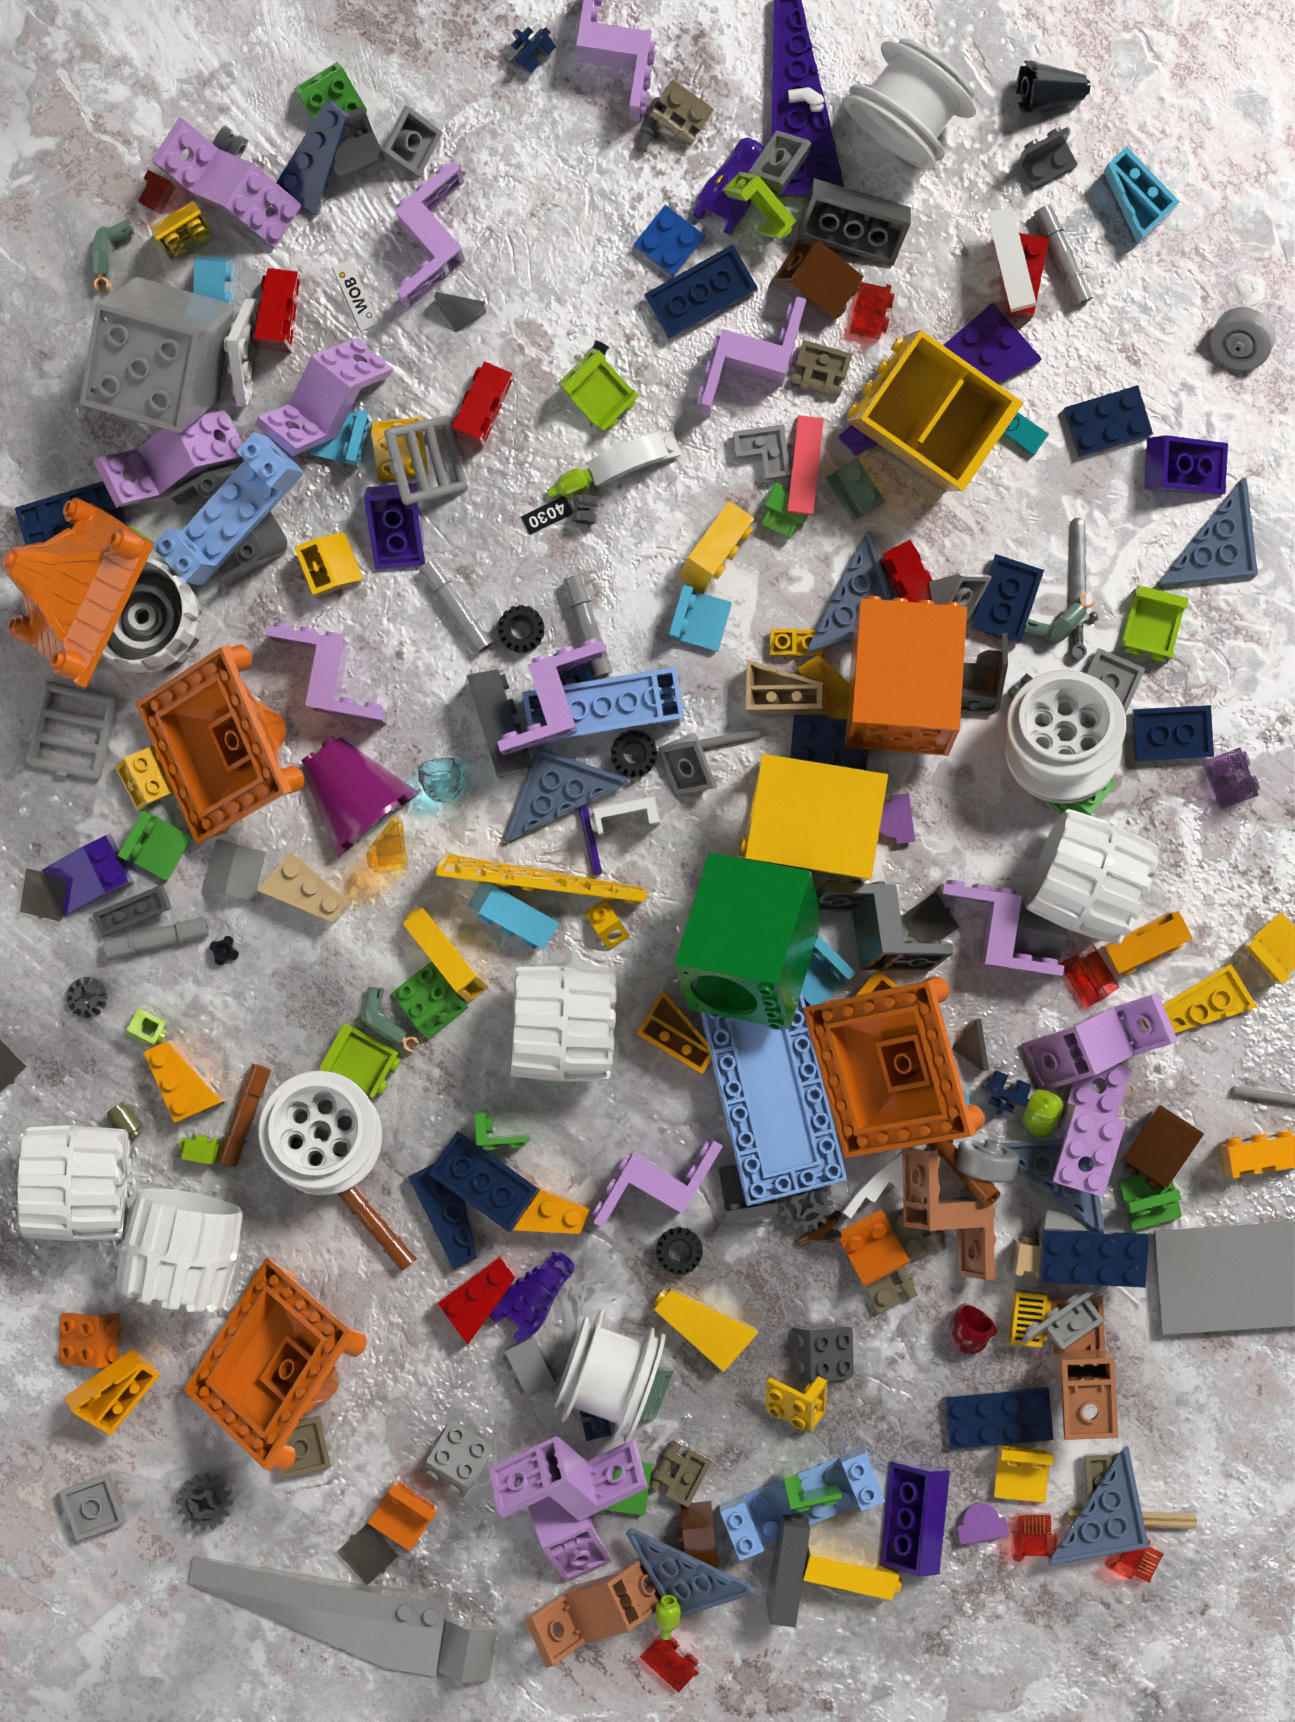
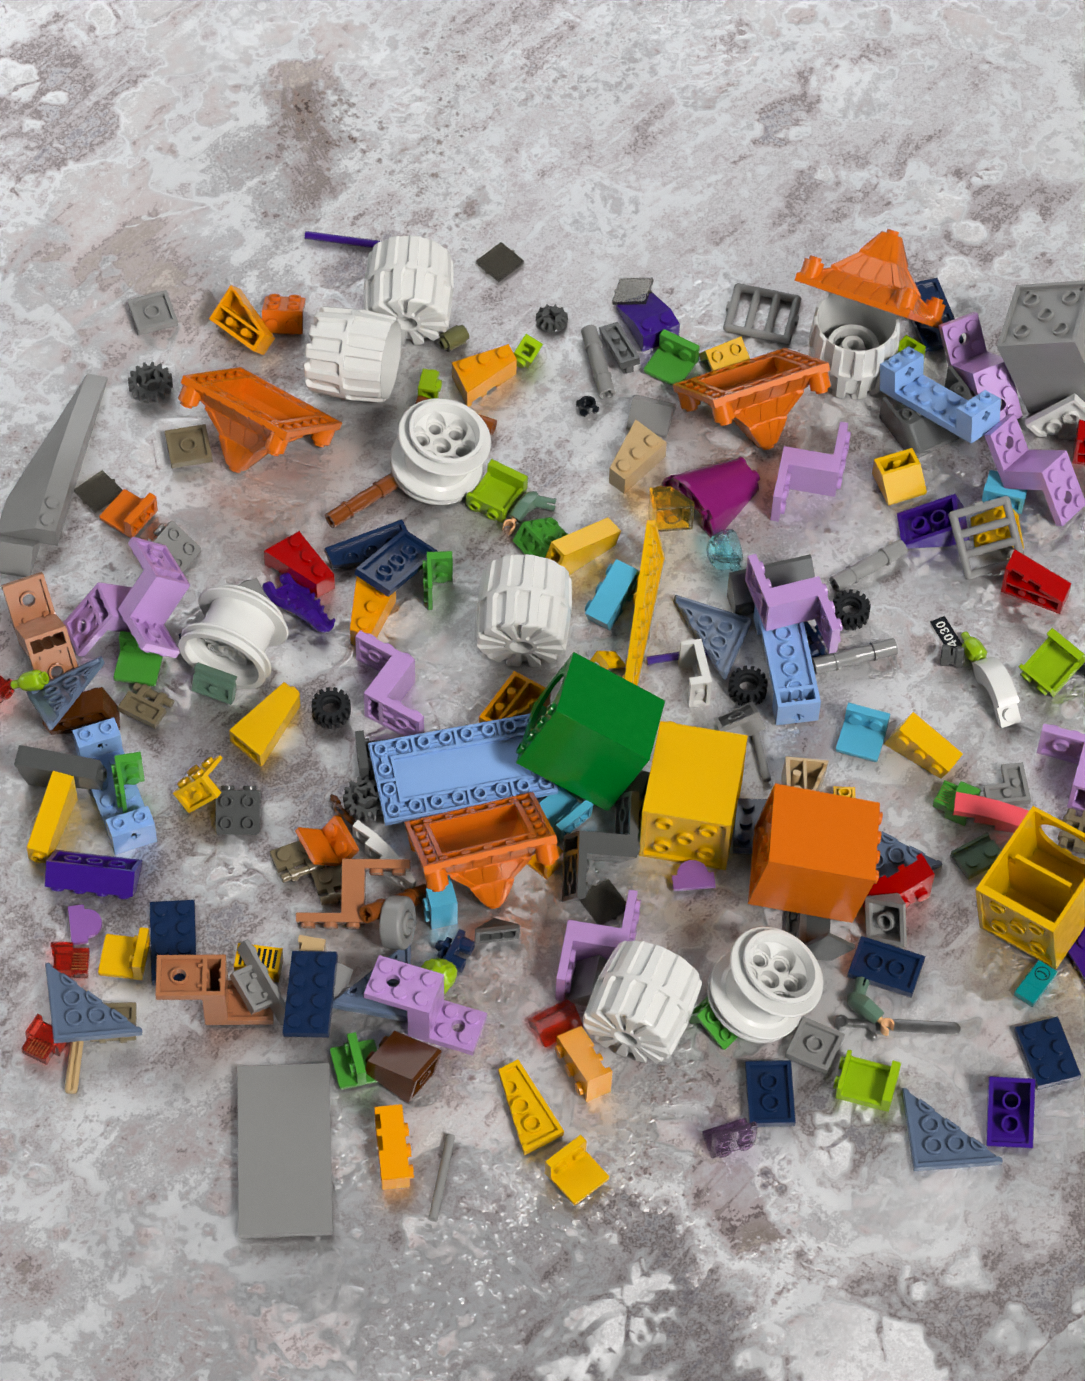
camera: 80 degrees right, 30 degrees down
(970, 1329) = (252, 917): dark red piece -> none
(1099, 1042) = (498, 1015): lavender bracket -> none

